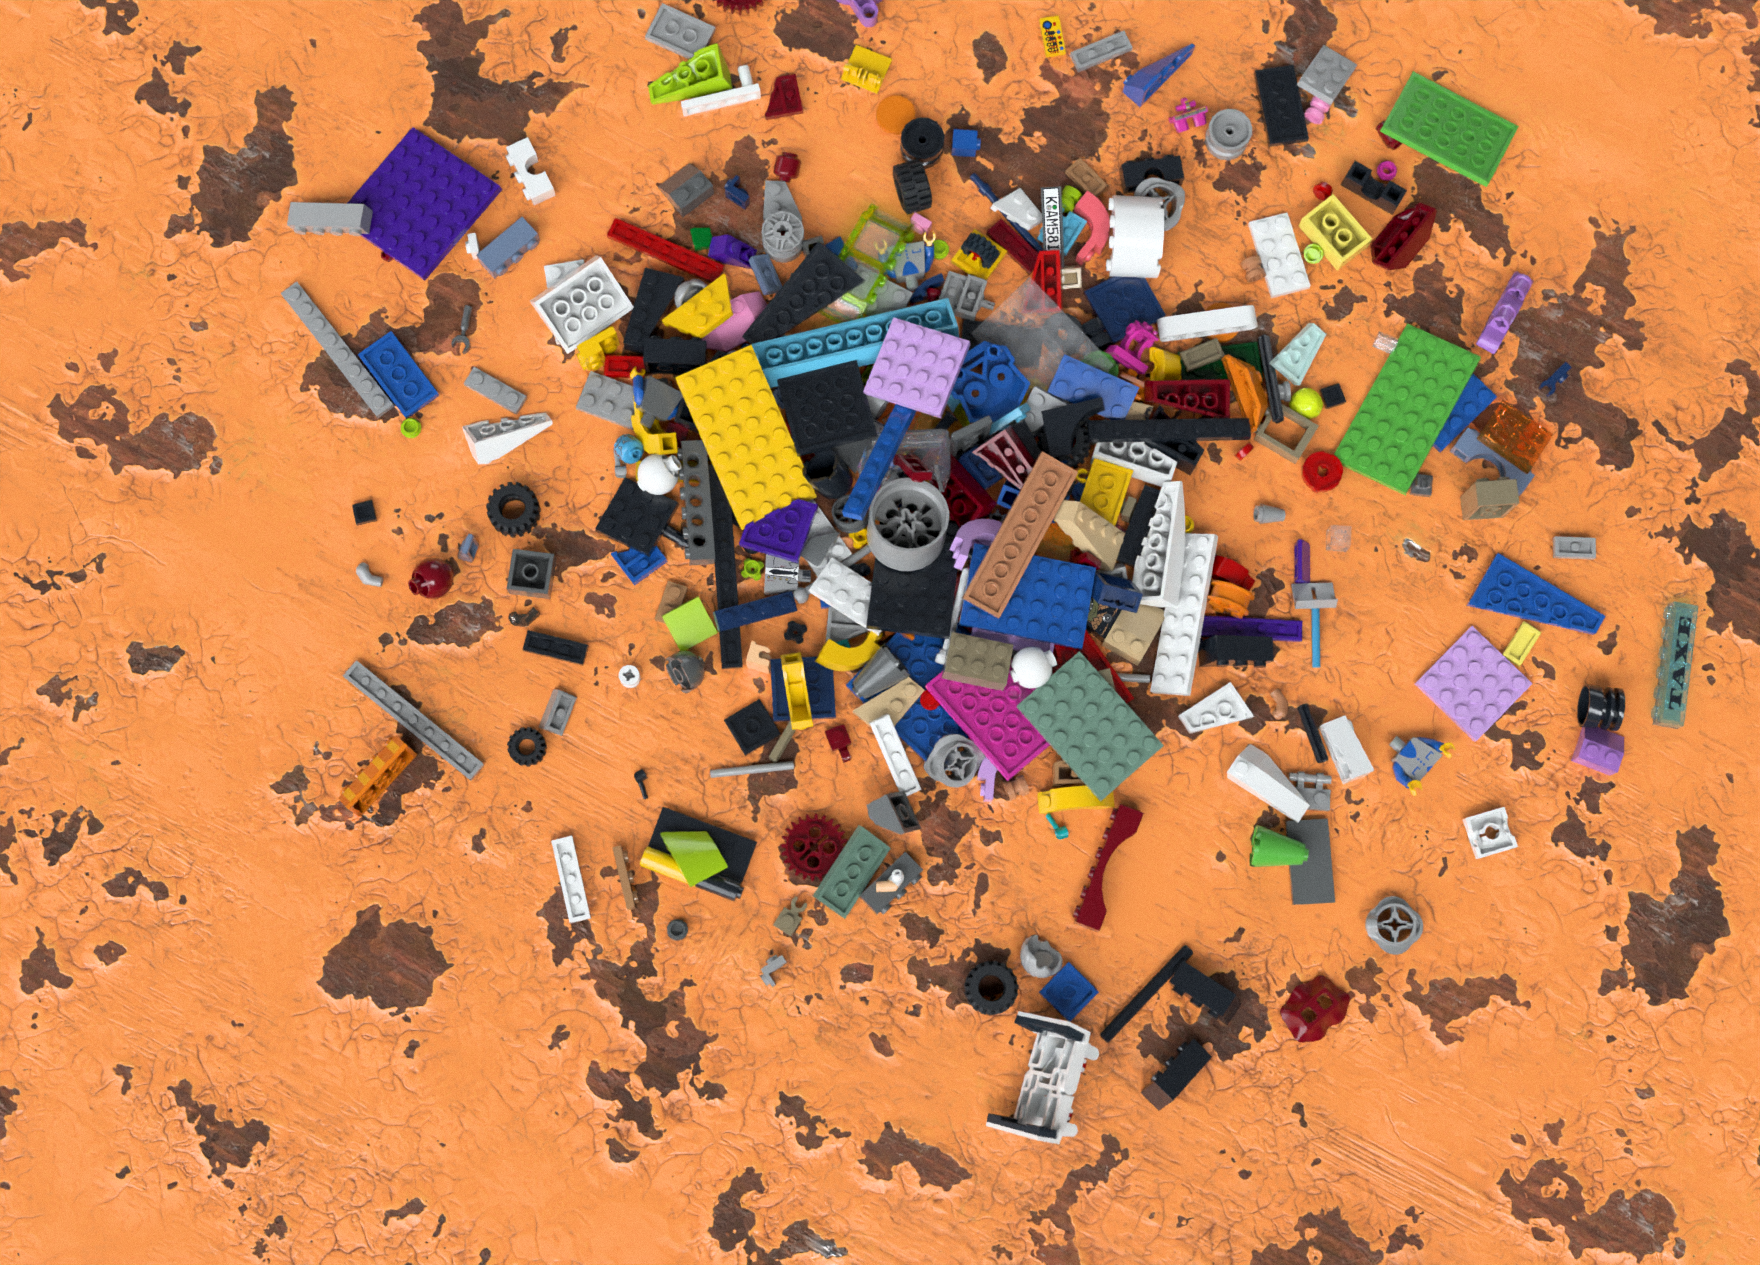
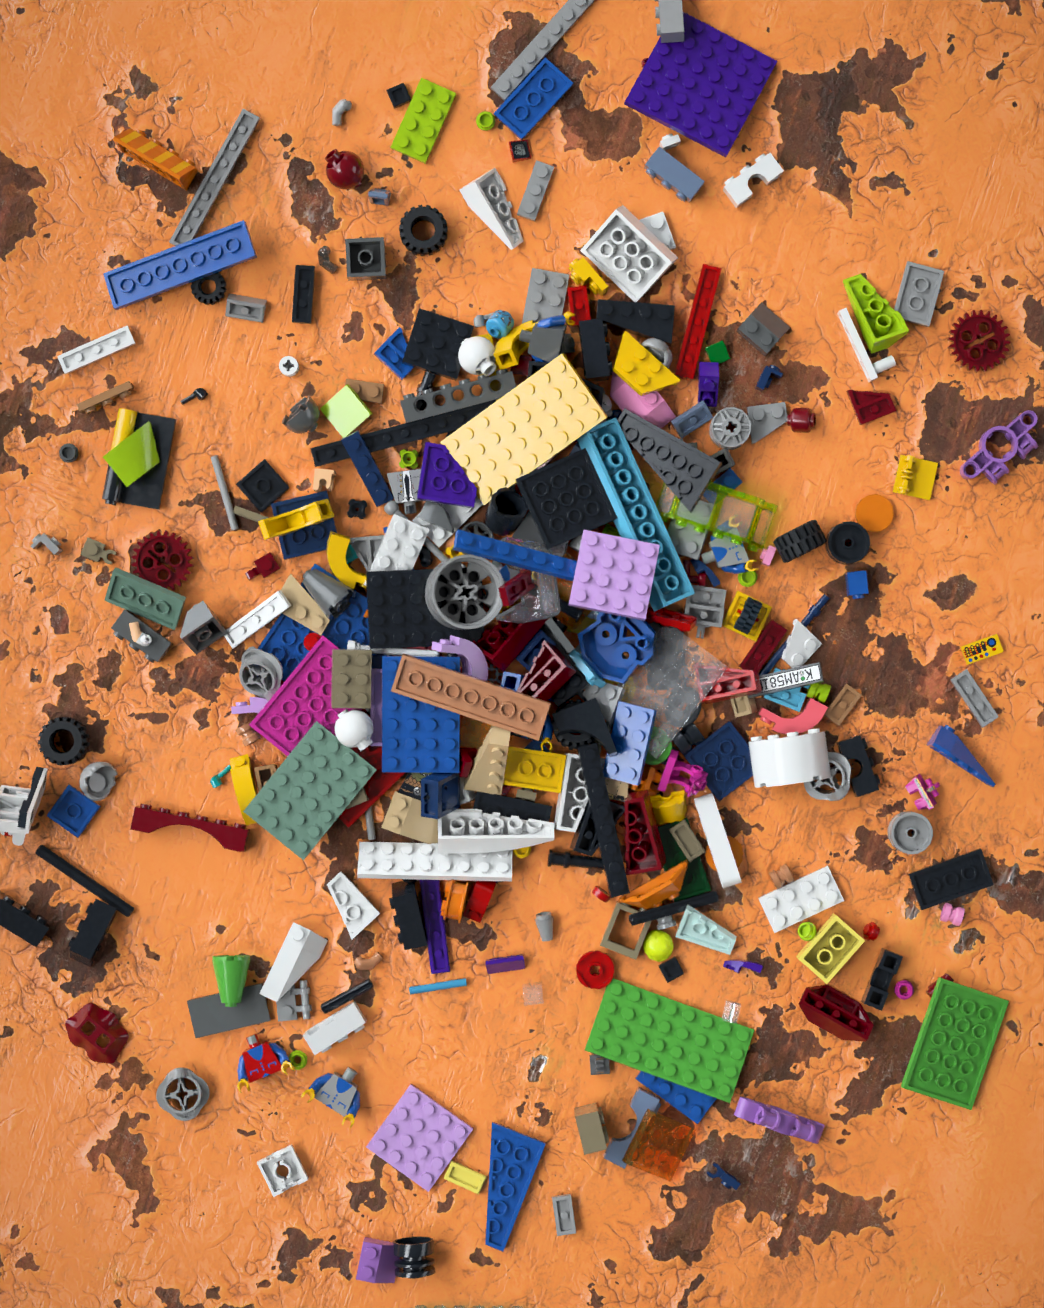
camera: 85 degrees right, 10 degrees up
(396, 492) = (423, 120): none -> lime plate
(450, 399) = (519, 150): none -> slope
(464, 327) = (592, 150): dark grey piece -> none
(498, 770) = (180, 265): none -> plate
(972, 321) = (671, 618): none -> red hinge
(1203, 479) = (567, 859): none -> black pin
(1323, 591) = (476, 988): light grey piece -> none
(1327, 74) = (988, 918): light grey plate -> none
(1339, 328) = (737, 964): none -> dark purple slope
(1370, 834) = (261, 1061): none -> torso
(1379, 797) = (302, 1055): none -> lime plate

